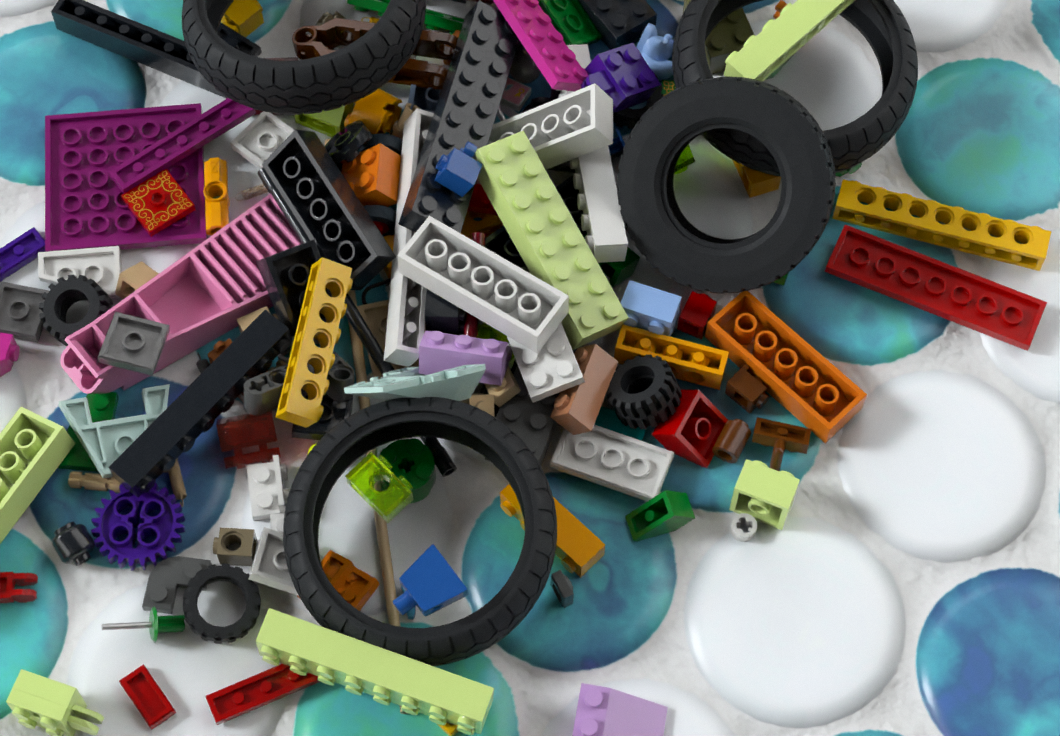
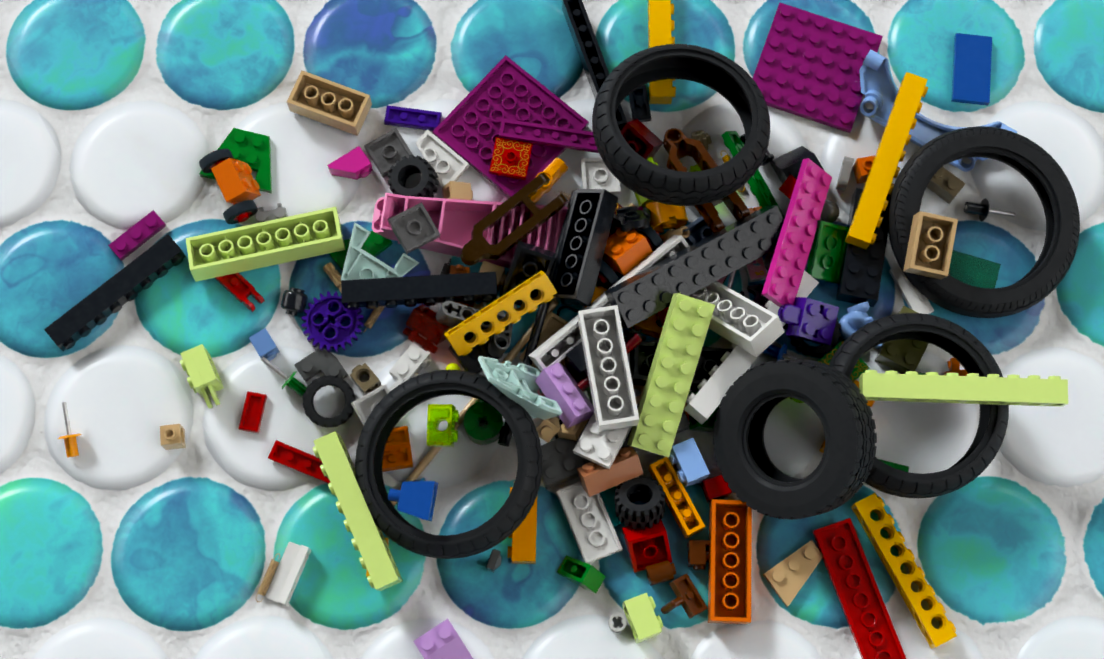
camera: 45 degrees right, 10 degrees up
(86, 616) = (264, 345): none -> medium blue brick
(221, 301) = (480, 249): none -> dark brown piece
(458, 169) = (659, 294): blue brick -> none
(848, 322) = (793, 572): none -> tan wing

